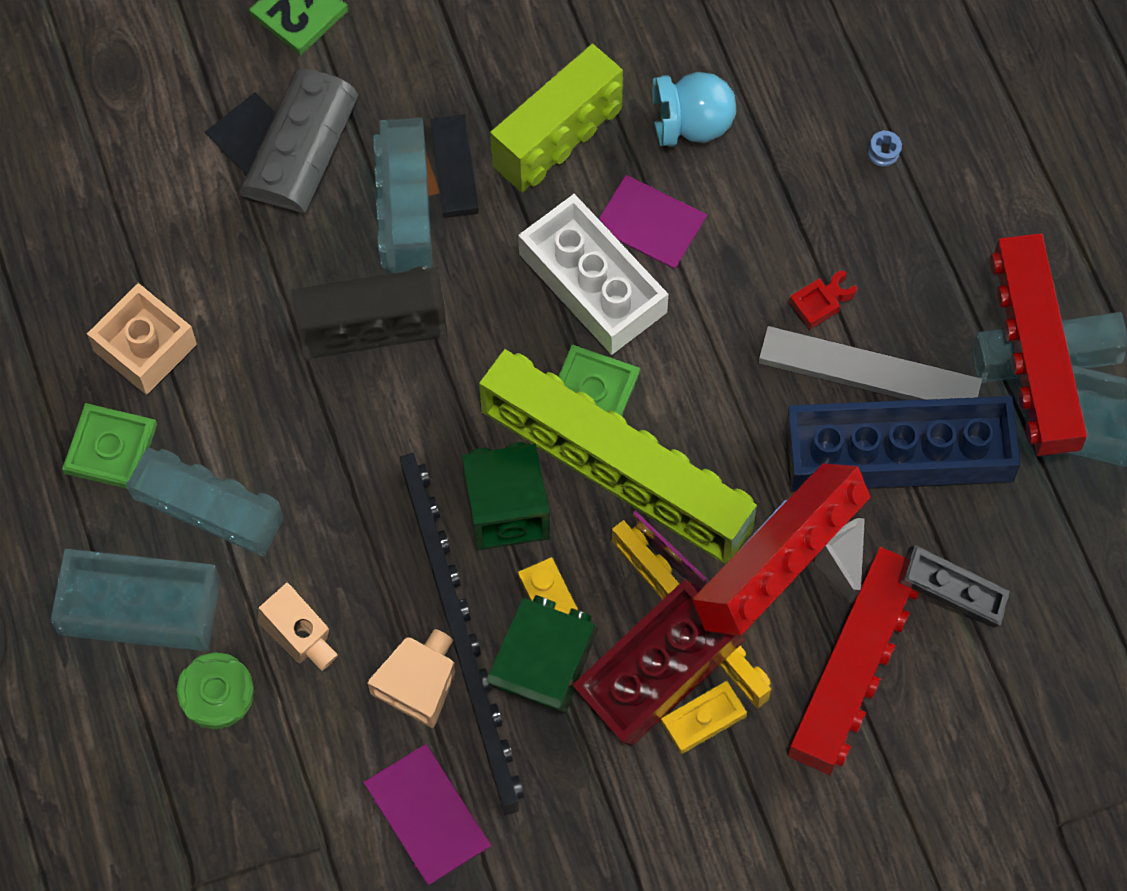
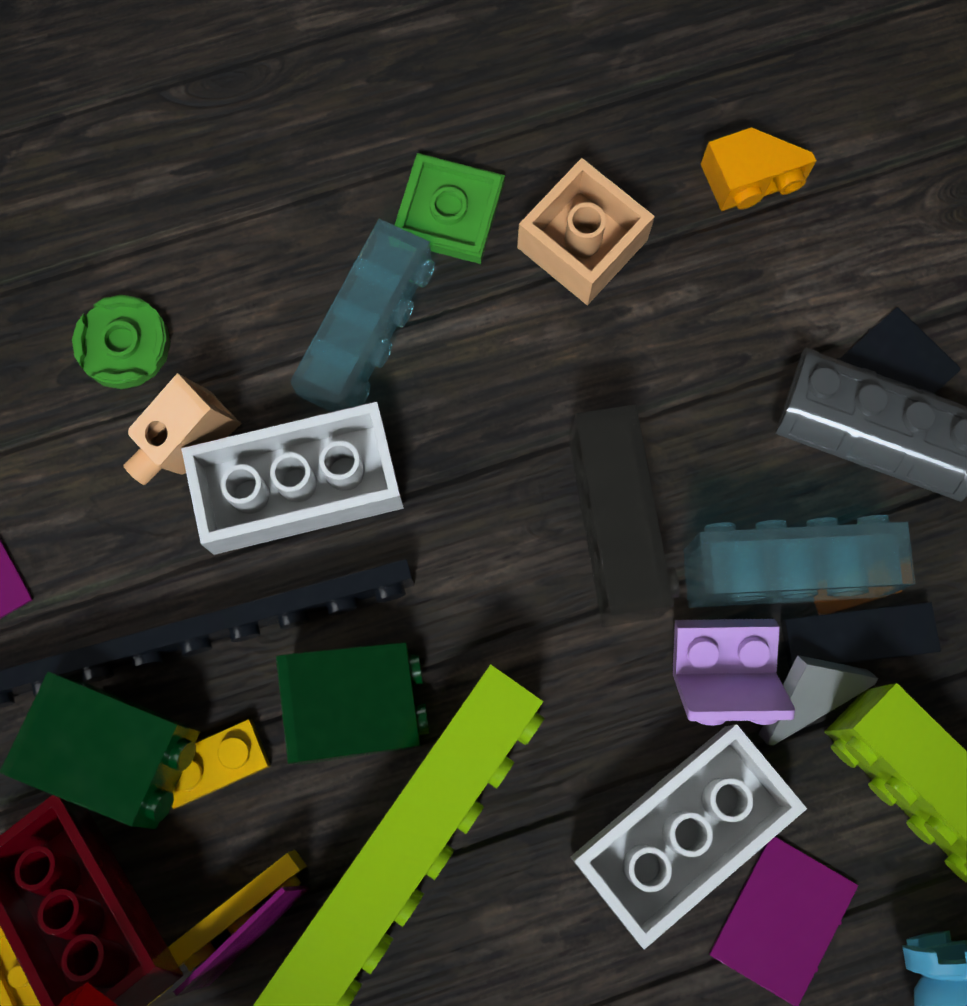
camera: 90 degrees right, 10 degrees up
(88, 225) = (754, 165): none -> light orange slope
(136, 600) = (227, 239): clear light blue brick -> none
(336, 541) = (291, 478): none -> white brick
(416, 677) = (106, 585): light nougat torso -> none
(480, 247) = (730, 671): none -> lavender bracket
(495, 197) = (816, 690): none -> light grey tile
(600, 377) = (521, 832): bright green tile -> none

